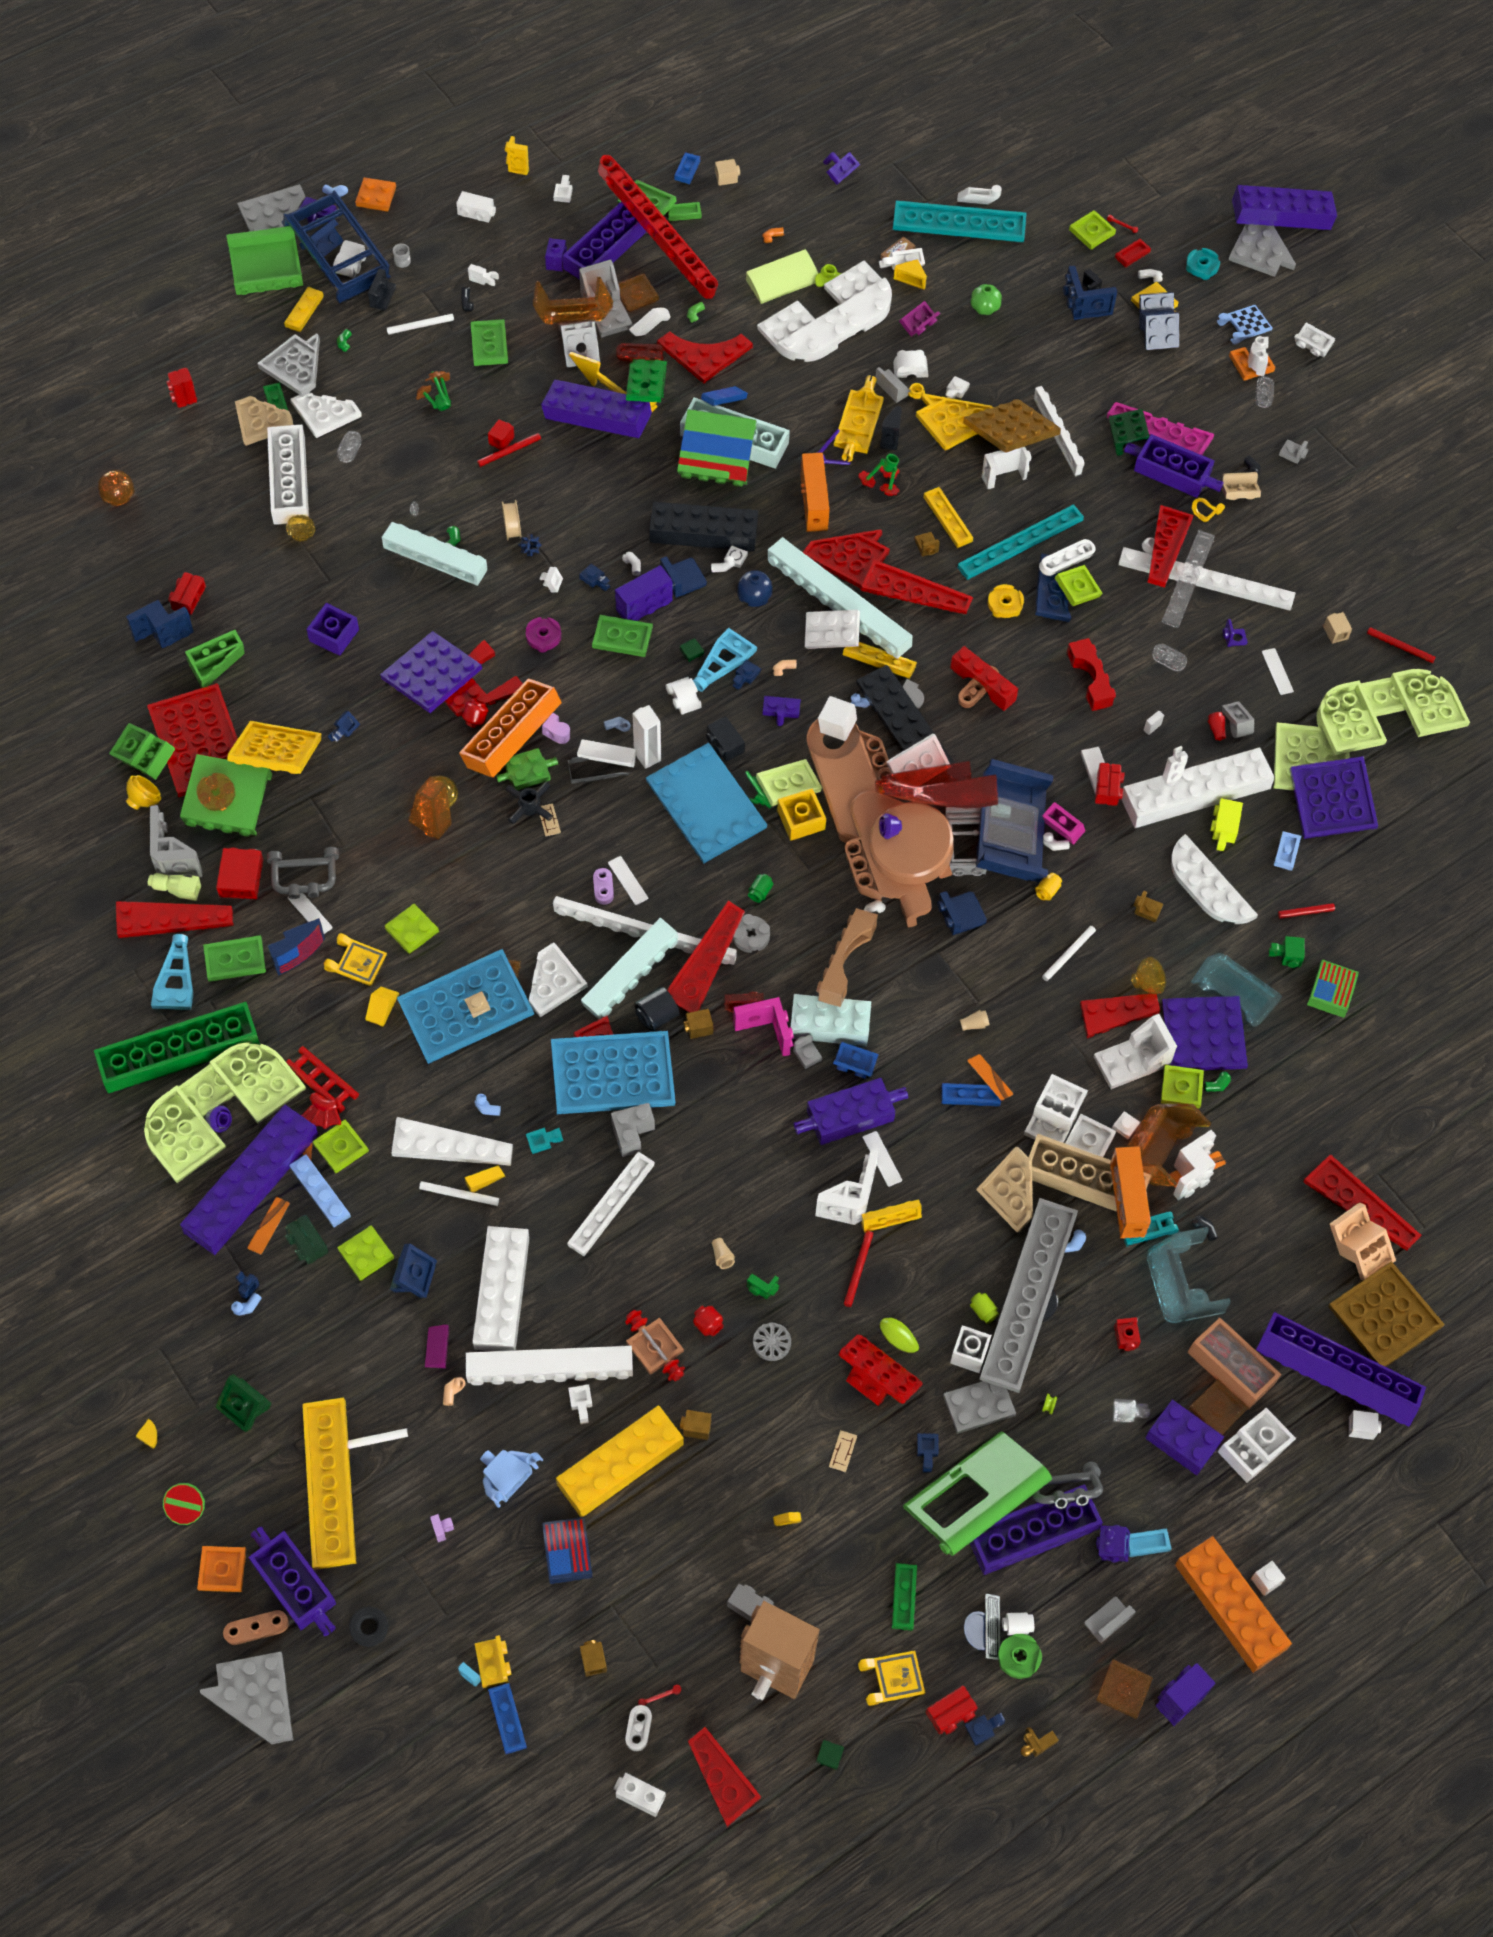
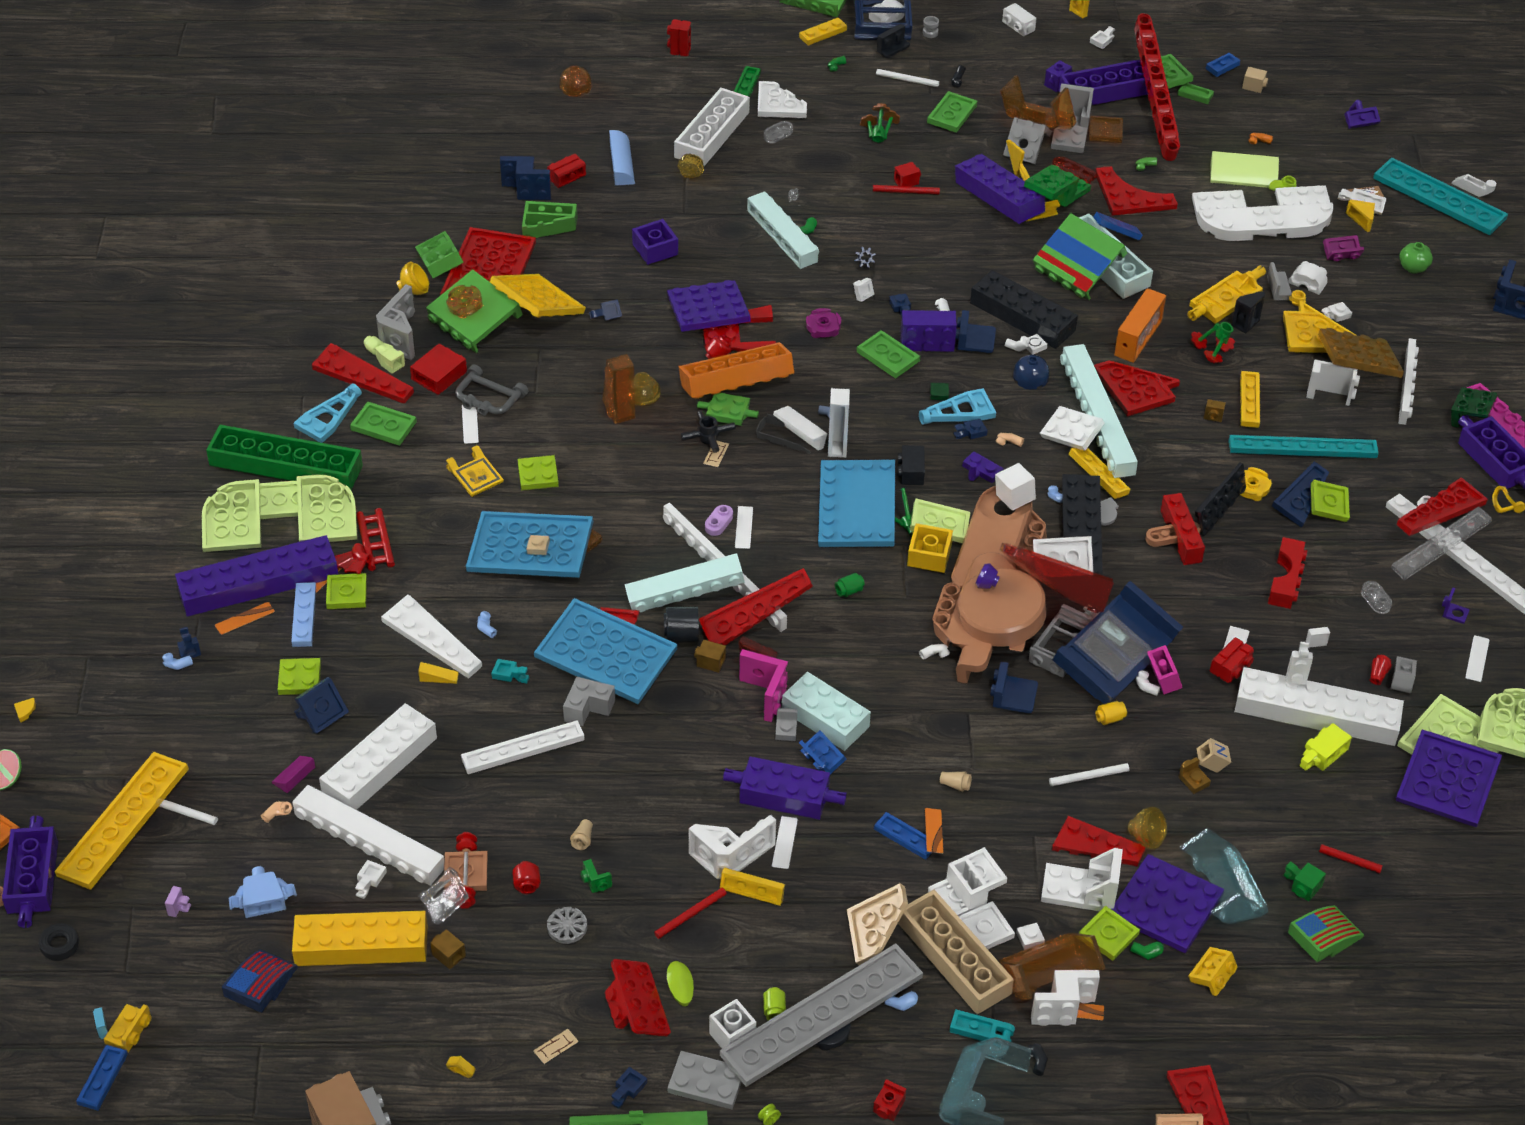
camera: 35 degrees right, 15 degrees down
(219, 1118) = (272, 522): dark purple cone -> none
(226, 552) = (621, 158): none -> light blue brick
(241, 1403) = (110, 723): dark green bracket -> none
(257, 416) = (722, 78): tan plate -> none
(294, 363) = (782, 60): light grey wing -> none
(297, 946) = (434, 435): dark blue slope -> none
(306, 1239) = (261, 640): clear green brick -> none
(380, 1005) = (465, 511): yellow slope -> none
(459, 1193) = (409, 675): white bar -> none
(479, 275) = (983, 65): white plate -> none
(511, 520) = (862, 231): tan wheel -> none
(553, 980) = (617, 564): white plate -> none
(556, 730) = (775, 392): lavender leg -> none
(593, 1658) = (207, 1073): pearl gold brick -> none
(649, 321) = (1100, 152): white piece -> none
(665, 1383) = (448, 900): none -> clear plate
(684, 695) = (904, 419): white cylinder -> none
(752, 943) = (813, 606): light grey plate -> none
(826, 445) = (1169, 305): dark purple plant -> none
(859, 931) = (904, 657): medium nougat arch -> none
(902, 585) = (1164, 427): red wing -> none
(993, 636) = (1221, 499): none -> black bracket
(1067, 557) = (1335, 474): white plate -> none
(1130, 1192) = (975, 974): orange brick -> none
(1153, 880) = (1213, 755): none -> tan brick
(1208, 885) = (1268, 789): white plate -> none
(1276, 1070) = (1214, 969): none -> yellow bracket
(1287, 850) = (1369, 800): light blue plate -> none

